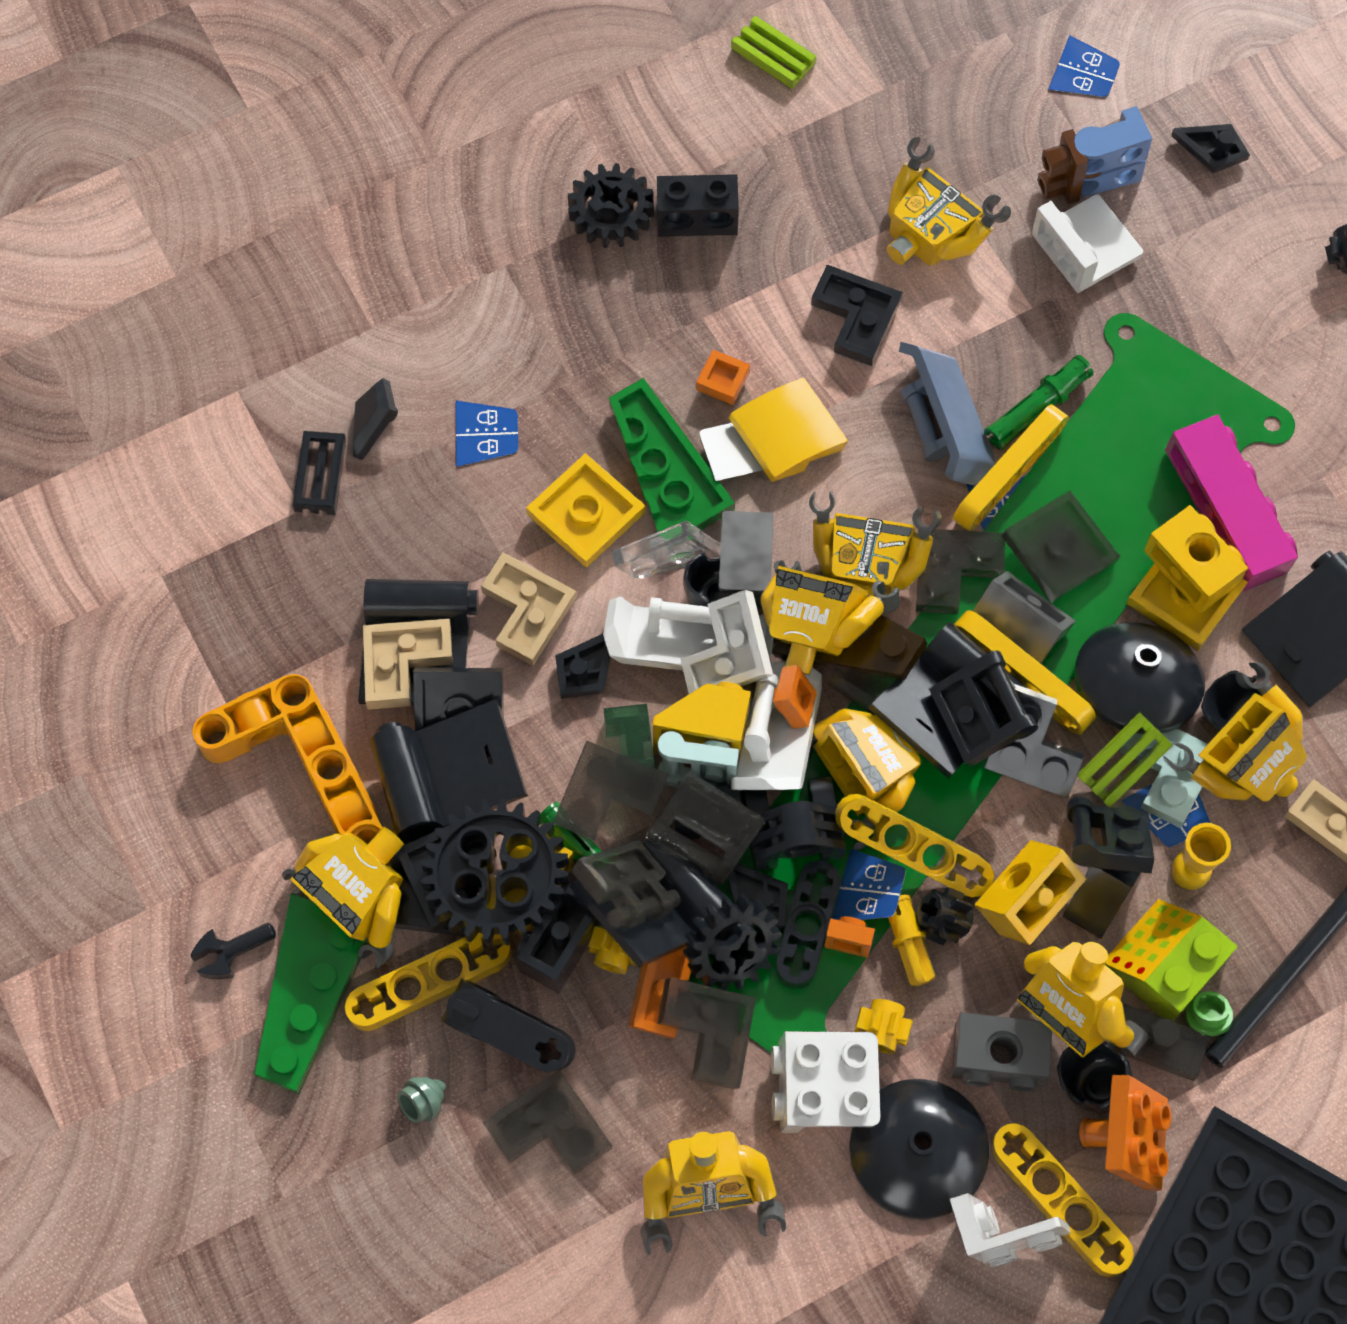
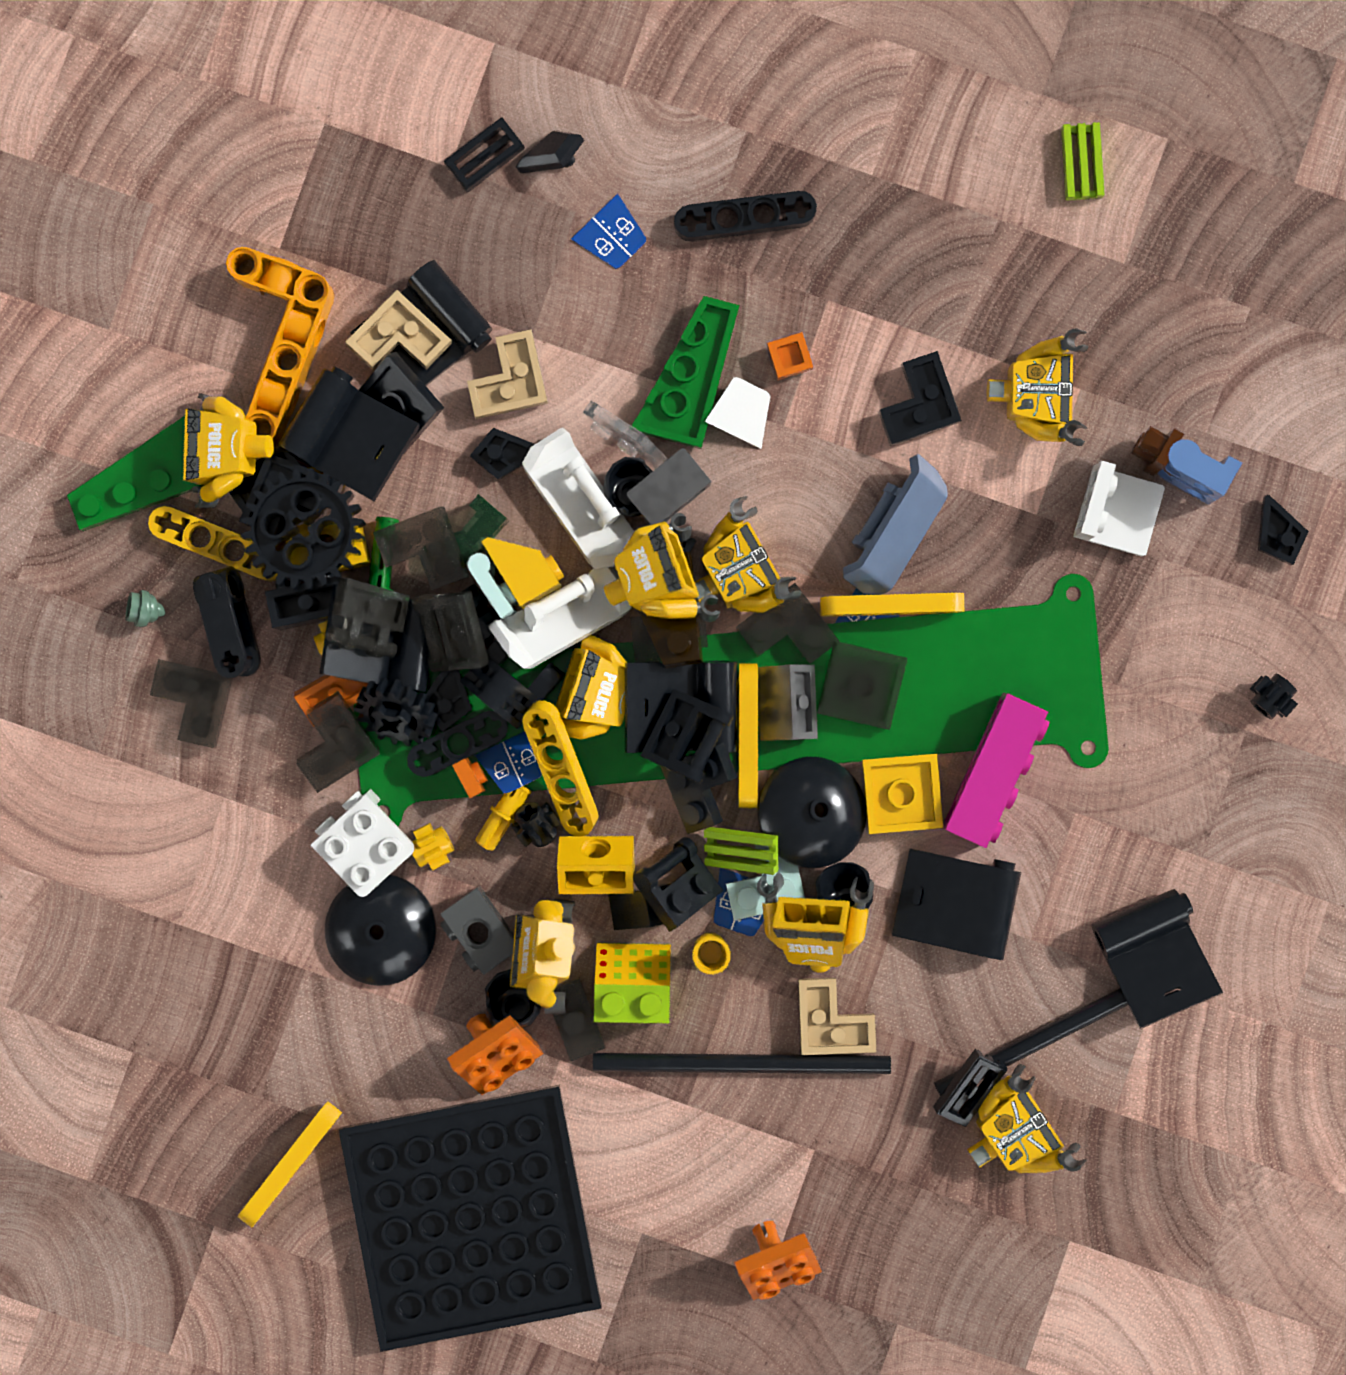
camera: 45 degrees right, 20 degrees up
(229, 949) = (129, 406): black bar -> none
(568, 316) = (744, 210): none -> black beam
(585, 510) = (611, 354): yellow plate -> none
(610, 206) = (839, 161): black gear -> none
(697, 205) = (904, 222): black brick -> none
(706, 1176) = (242, 823): yellow torso -> none
(740, 648) = (587, 548): white plate -> none
(787, 429) = (790, 433): yellow slope -> none
(795, 697) = (589, 610): orange plate -> none
(979, 1225) = (344, 1019): white bracket -> none
(1052, 390) = (960, 581): green pin -> none
(1066, 1195) = (419, 1040): yellow beam -> none
(1084, 70) = (1267, 390): blue sticker -> none
(1198, 581) = (908, 800): yellow brick -> none
(1209, 1014) = (618, 1038): bright green plate -> none

